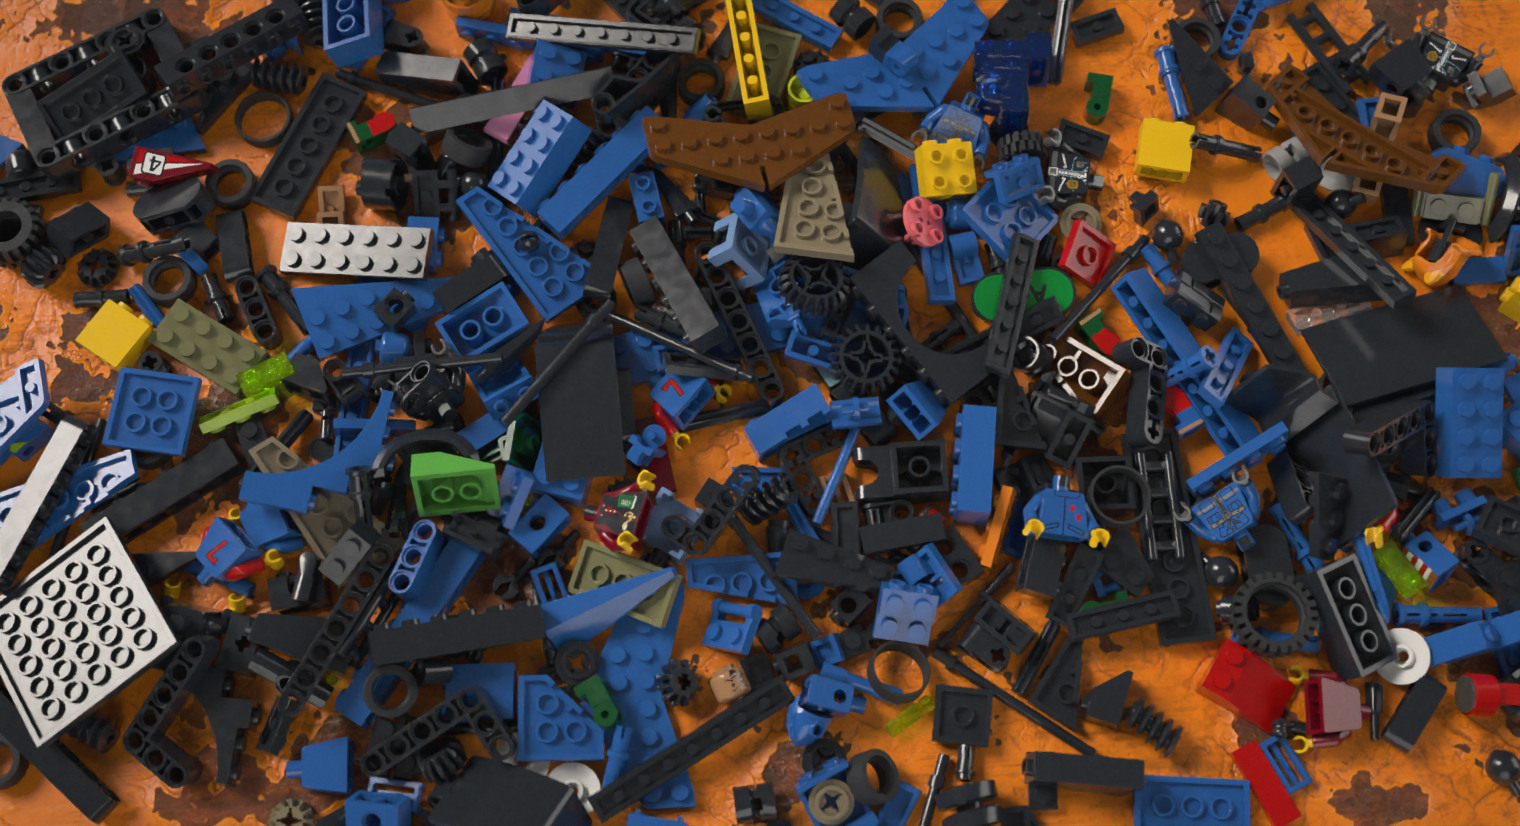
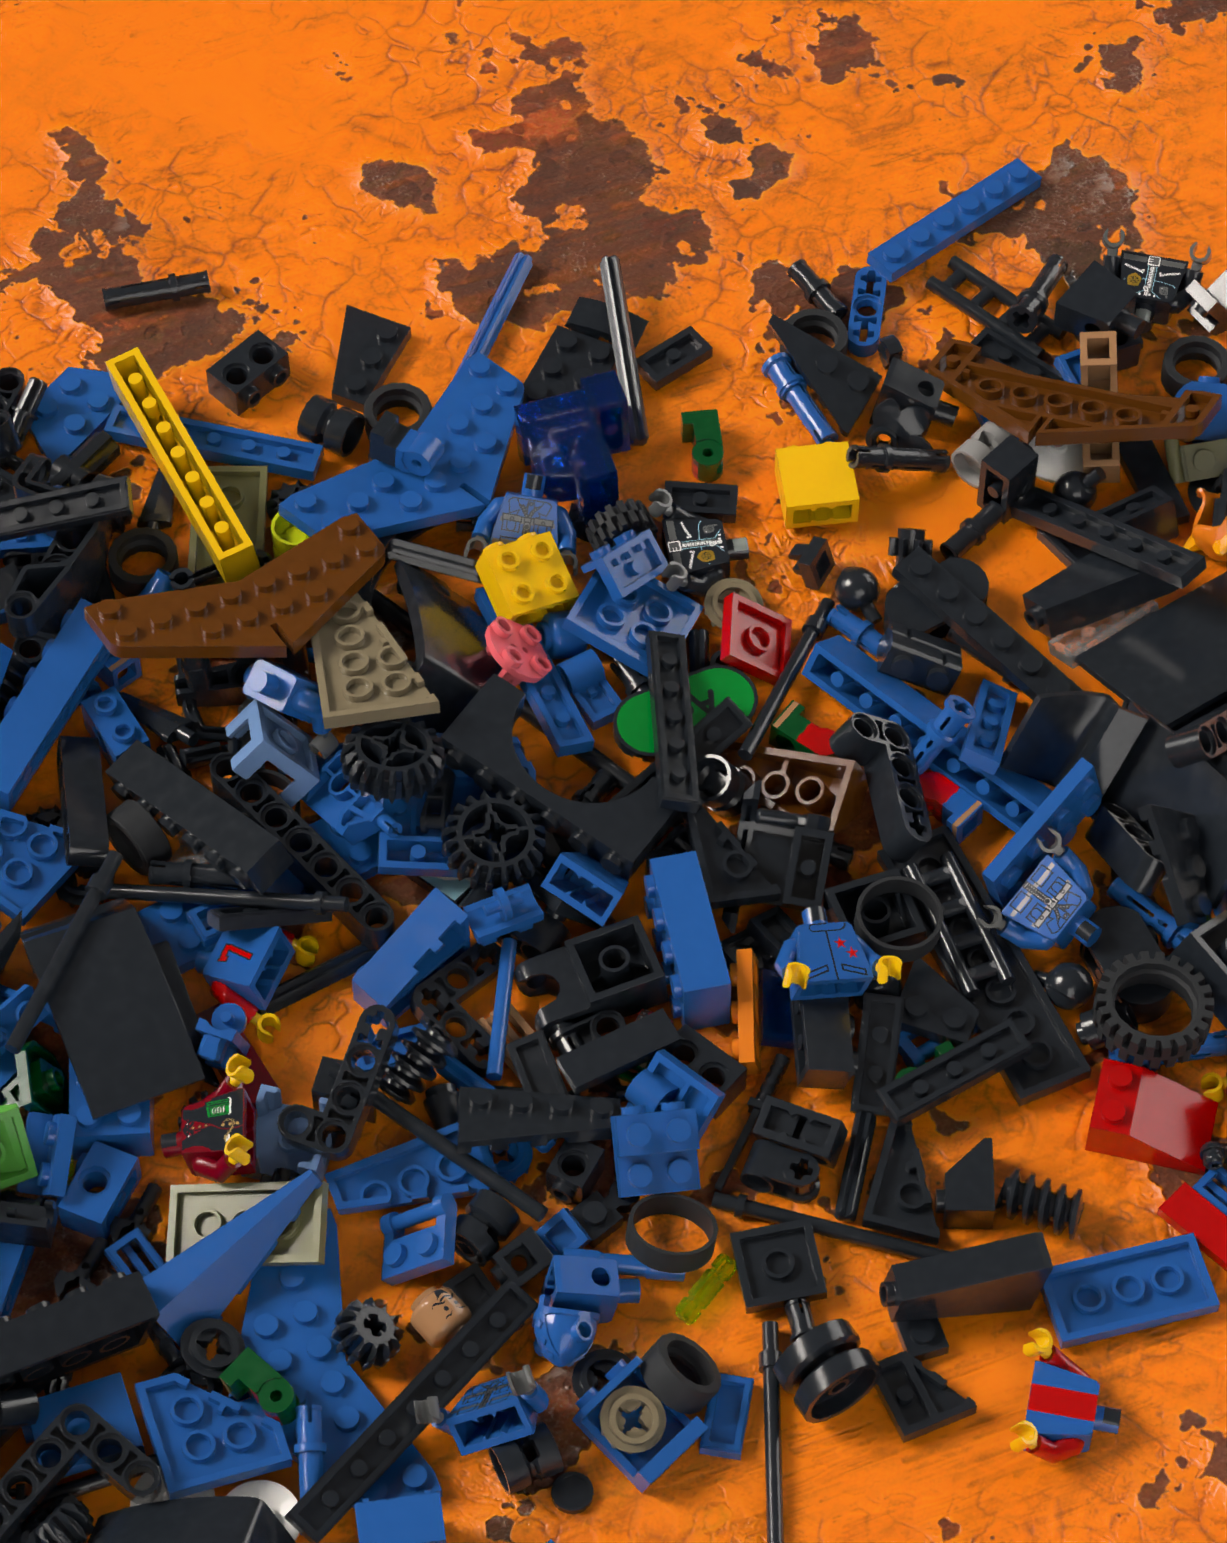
camera: 20 degrees left, 15 degrees down
(740, 768) = (488, 1412): none -> blue torso
(1234, 122) = (901, 425): none -> black plate

